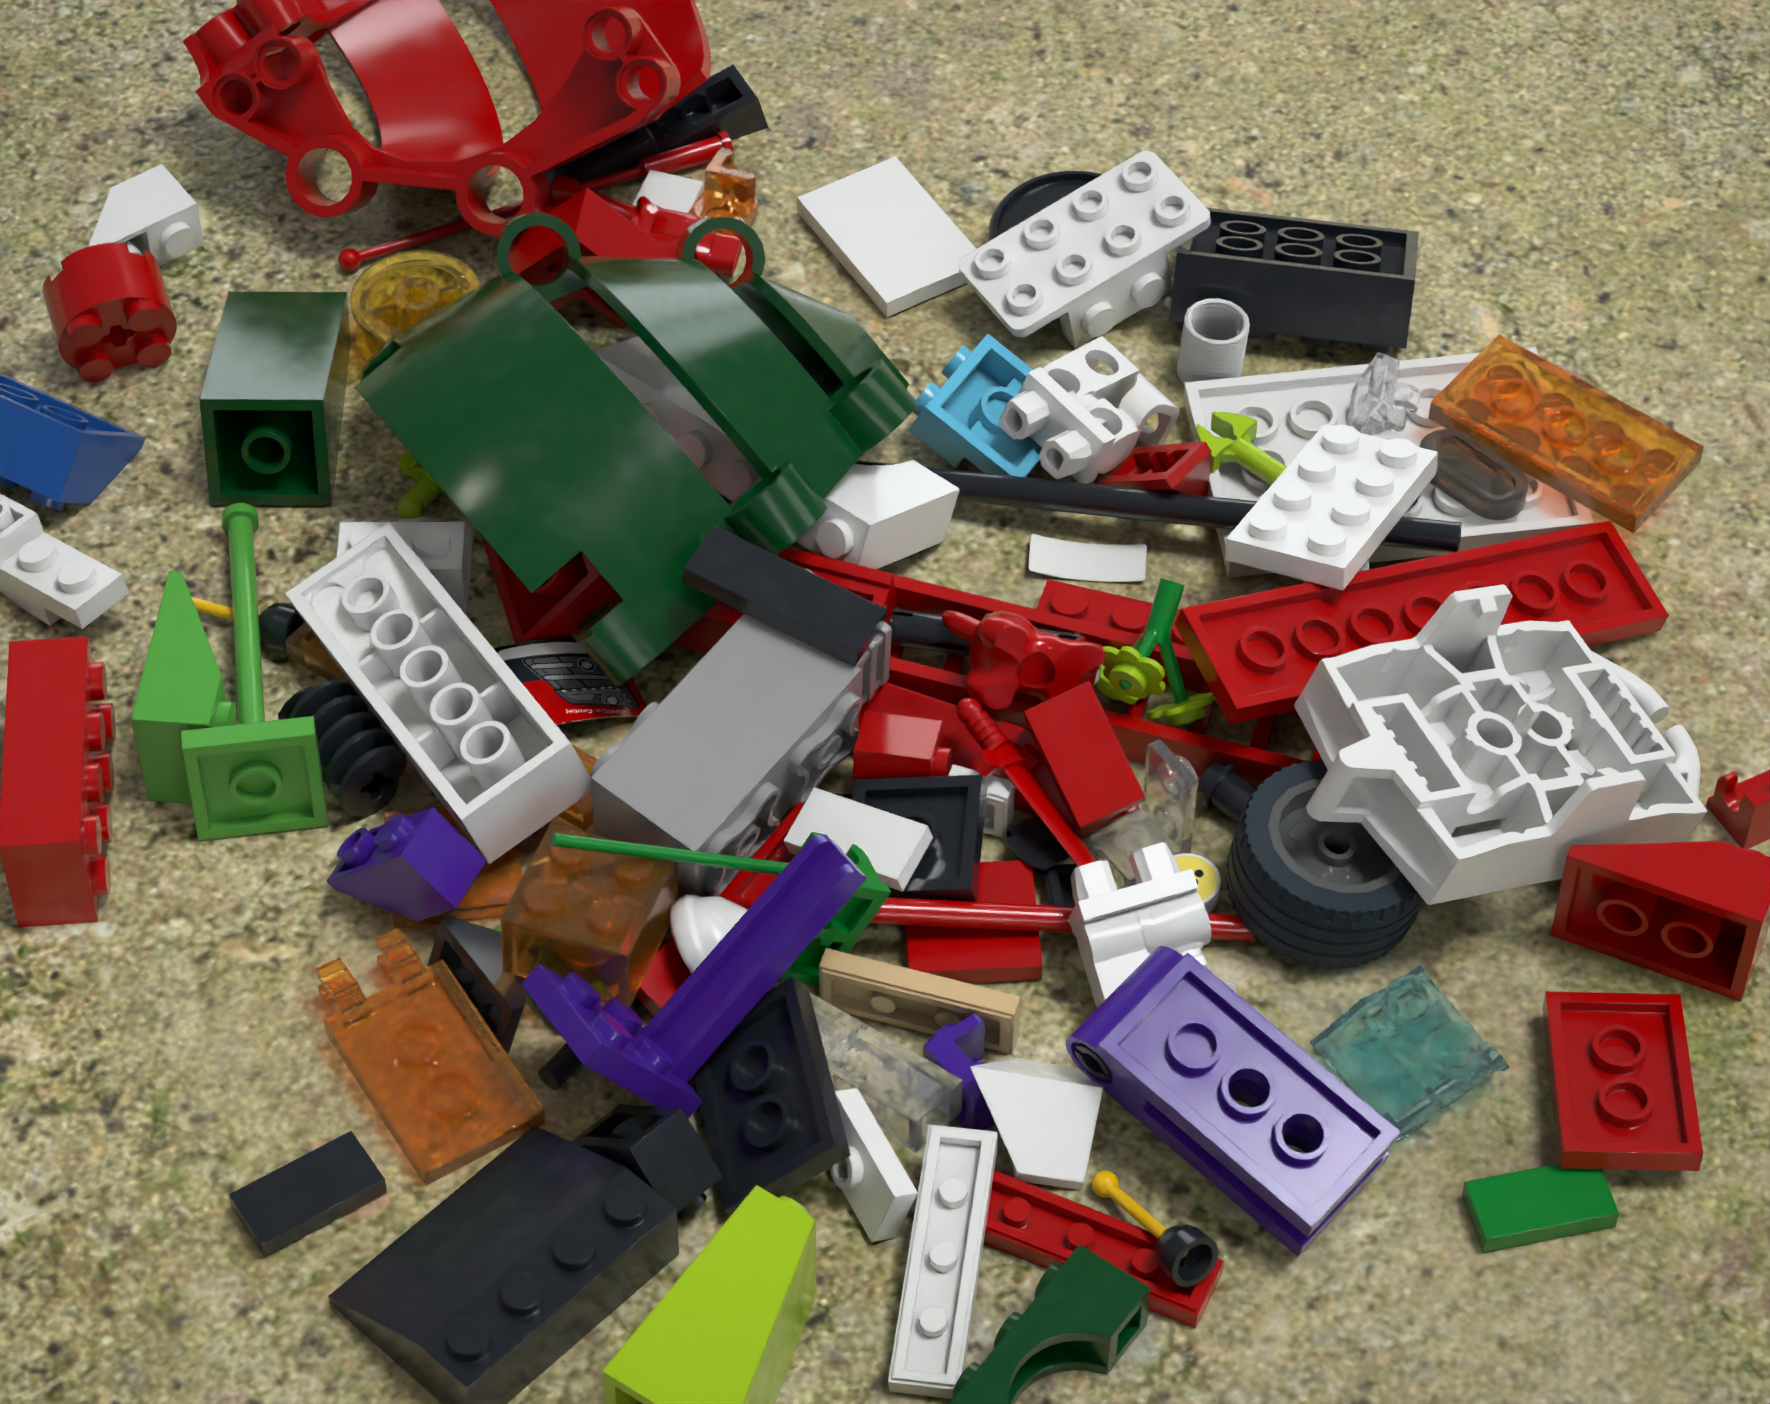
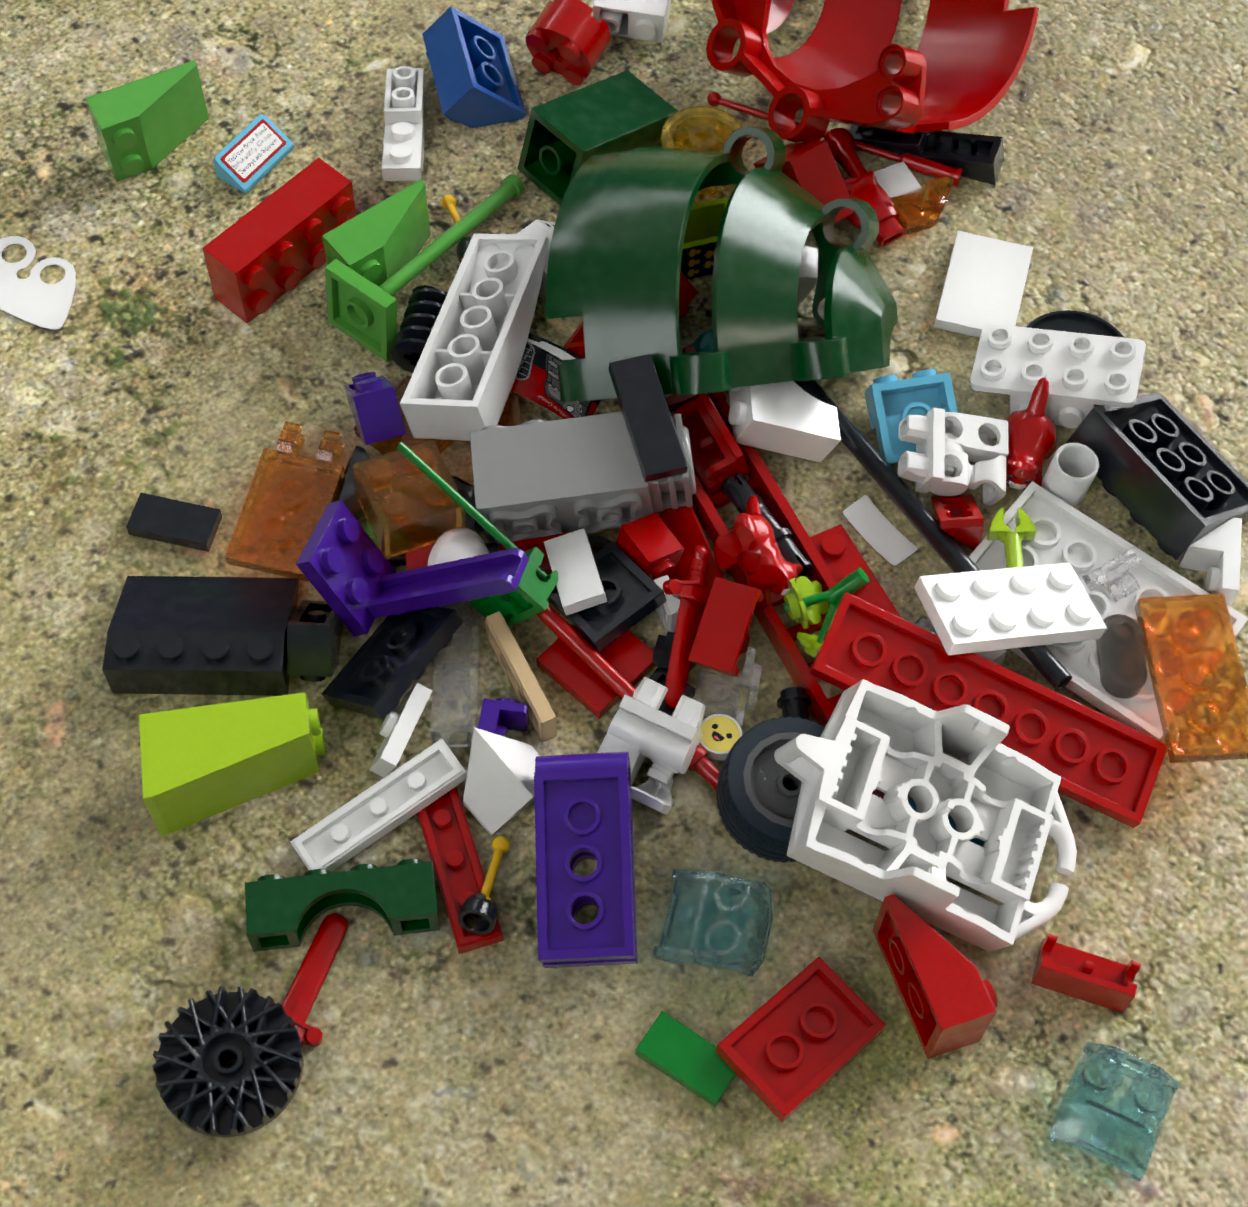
camera: 45 degrees right, 10 degrees up
(1136, 336) = (1030, 440): none -> red animal
(1447, 314) = (1220, 557): none -> white slope

